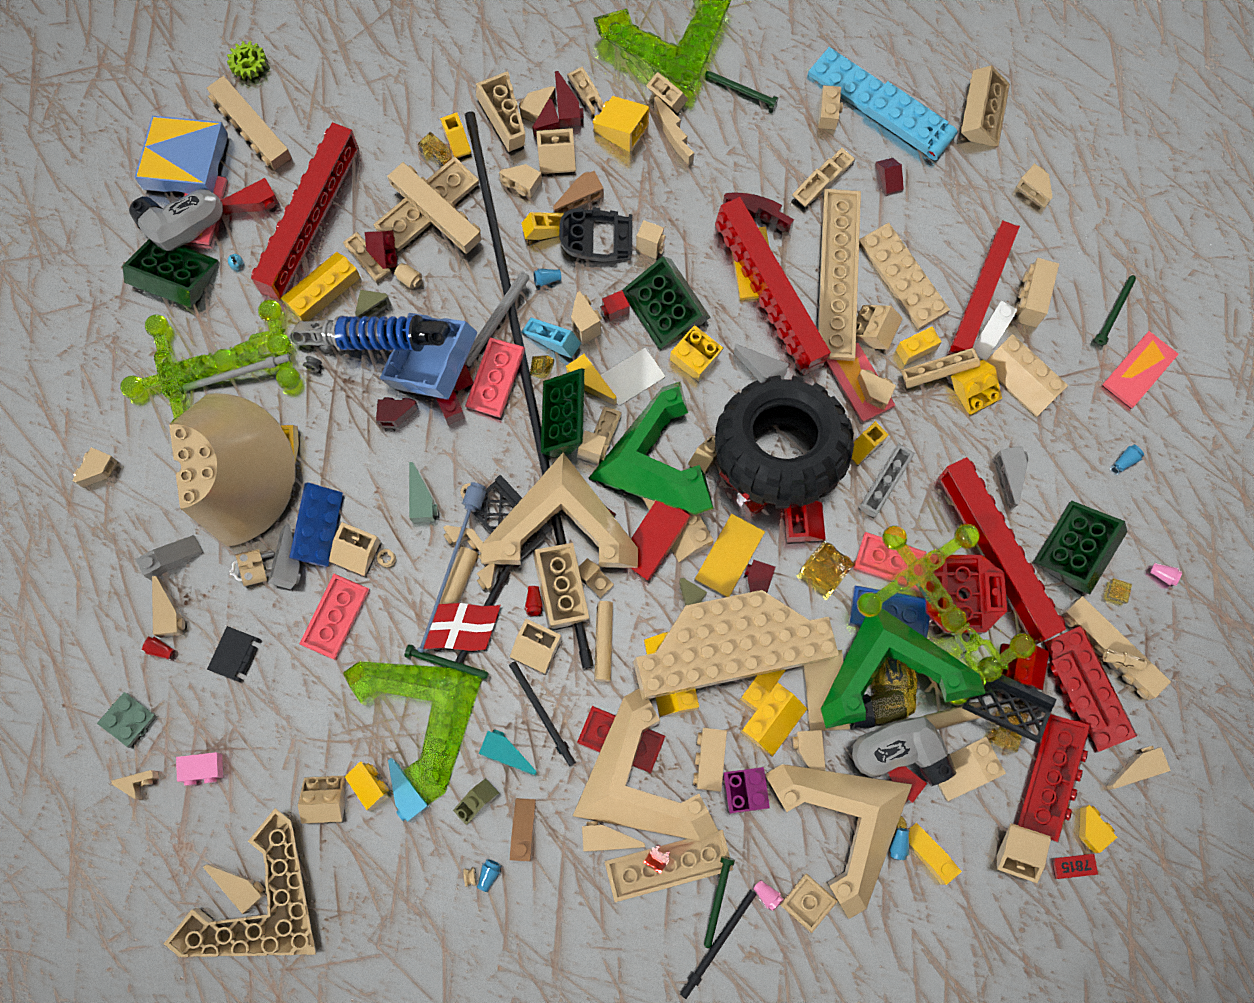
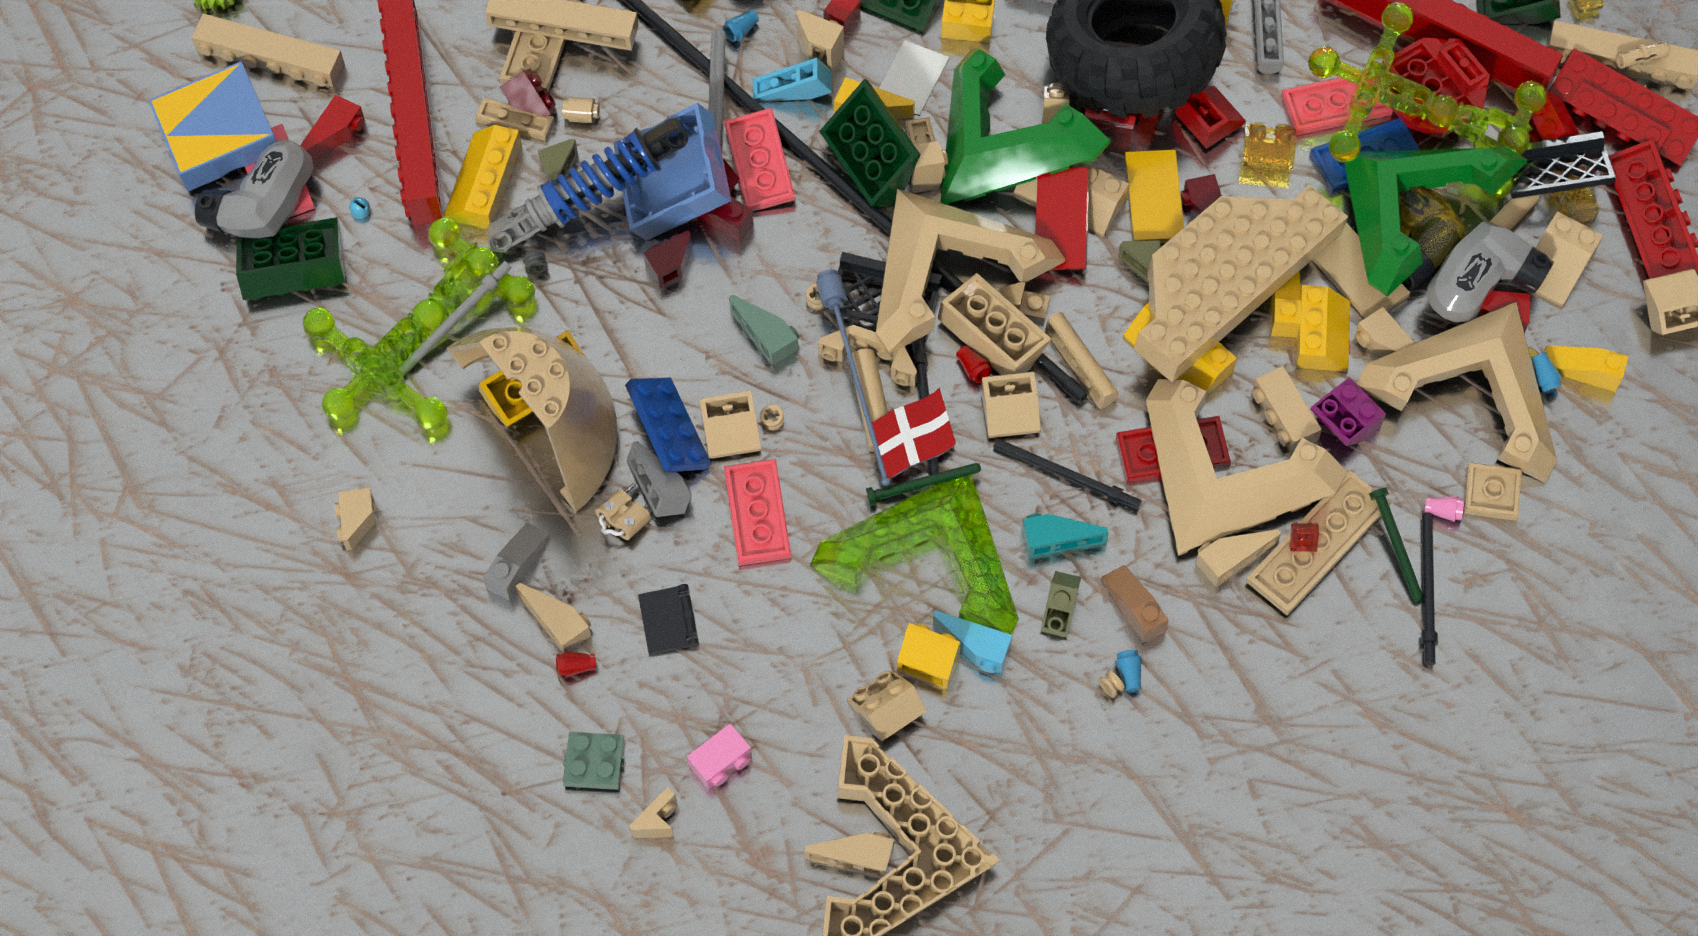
camera: 30 degrees left, 10 degrees down
(541, 364) = (800, 119): clear yellow slope -> none

